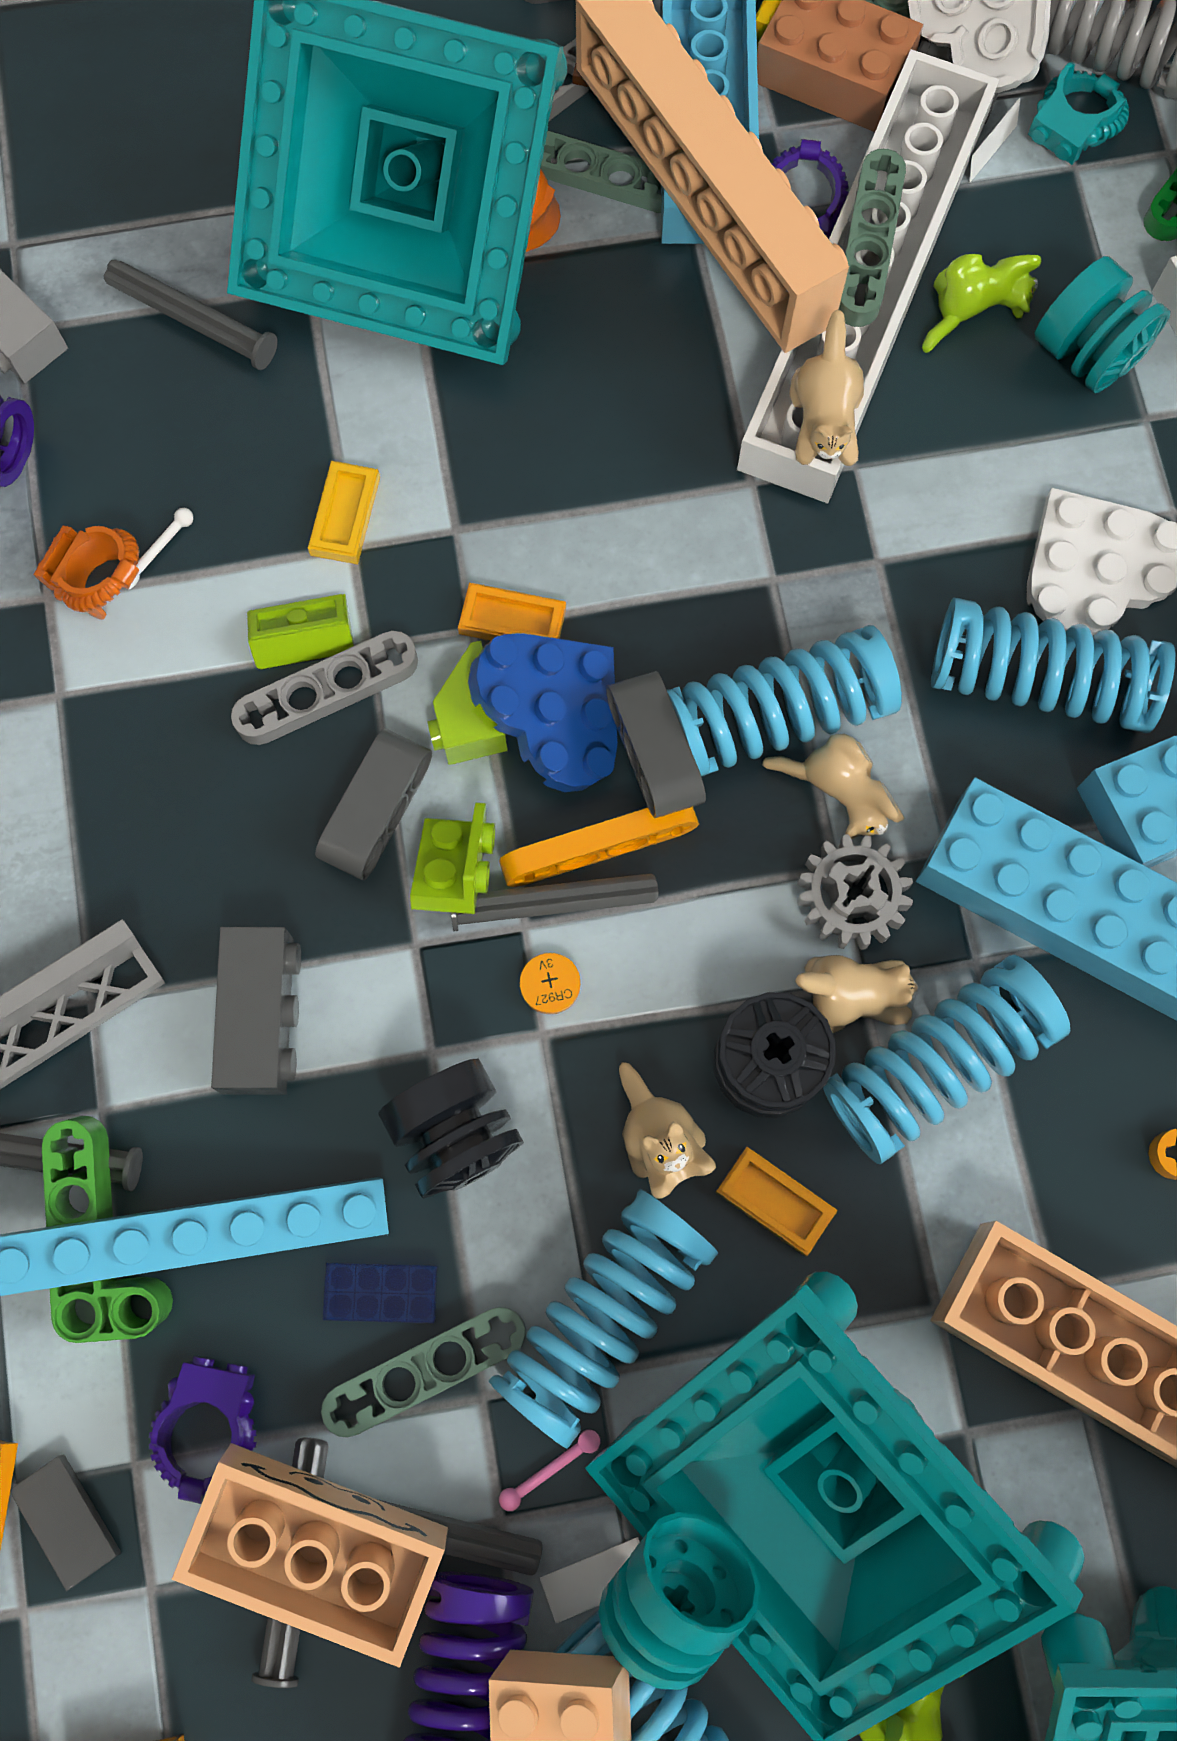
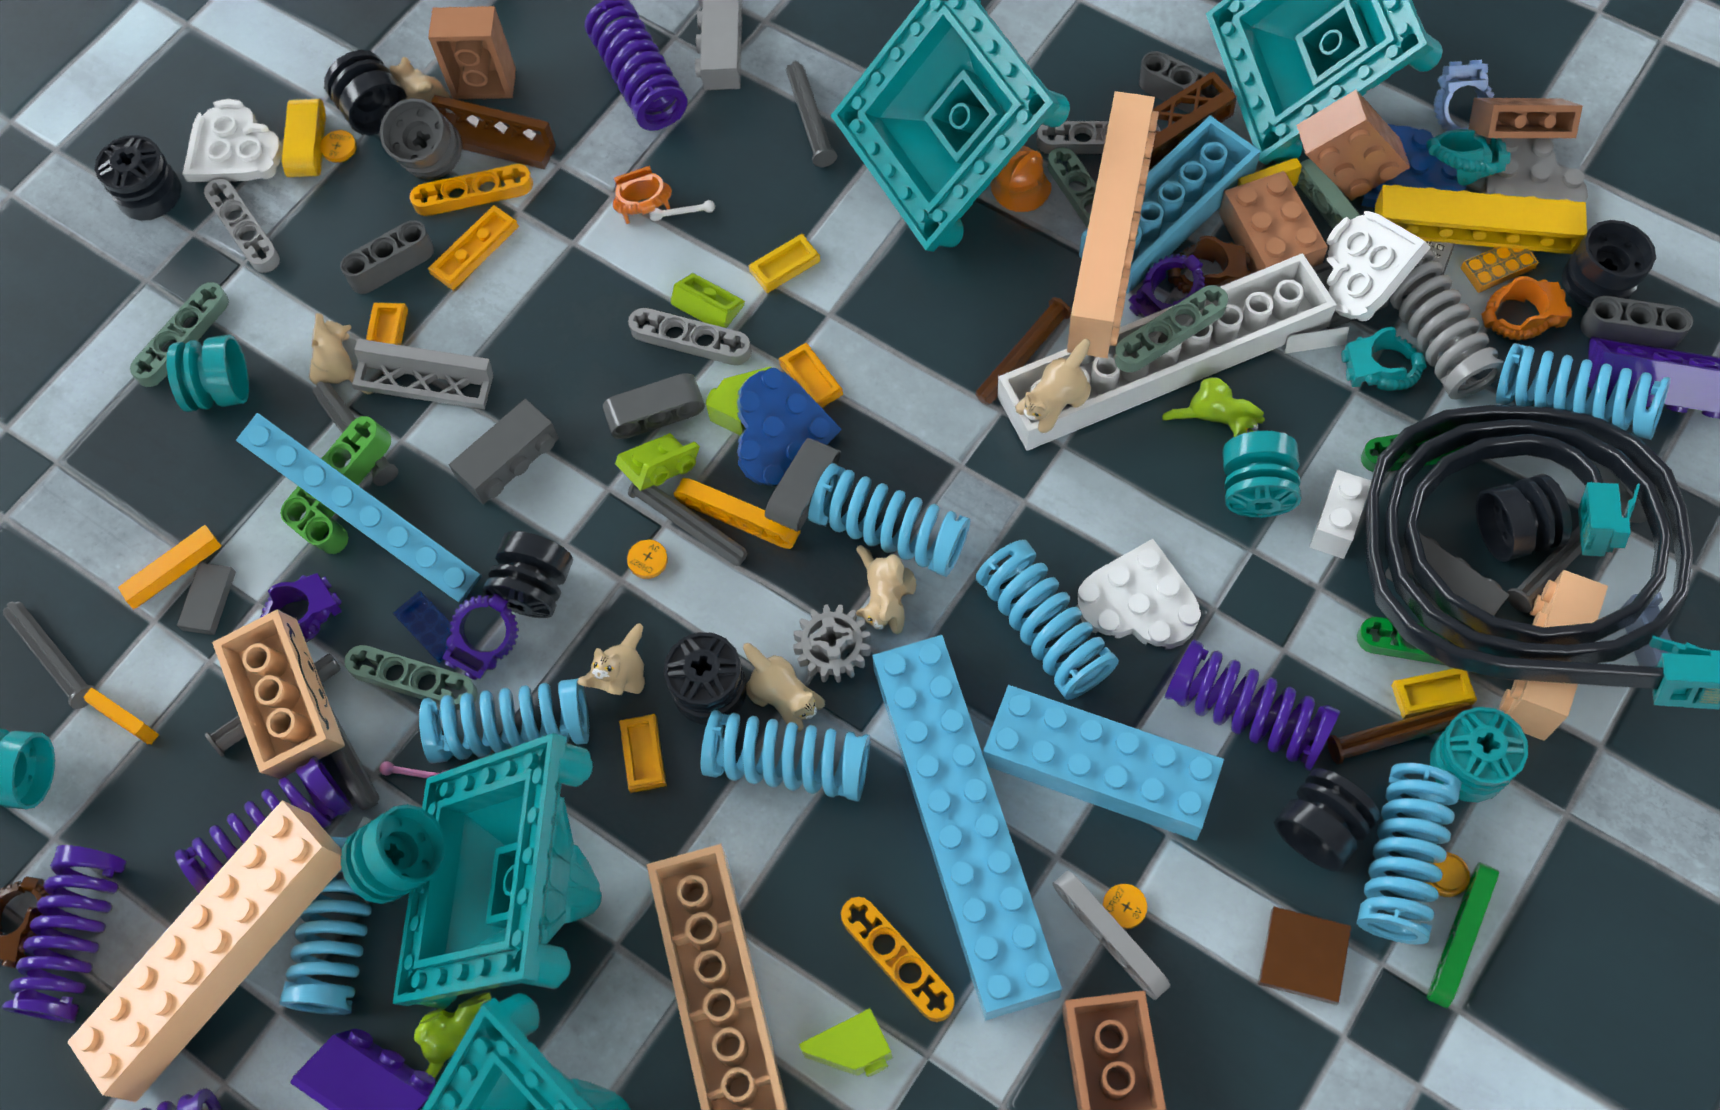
camera: 50 degrees right, 10 degrees down
(483, 1279) = (463, 654): none -> dark purple piece
(714, 394) = (1025, 348): none -> reddish brown axle
(824, 119) = (1228, 255): none -> reddish brown piece

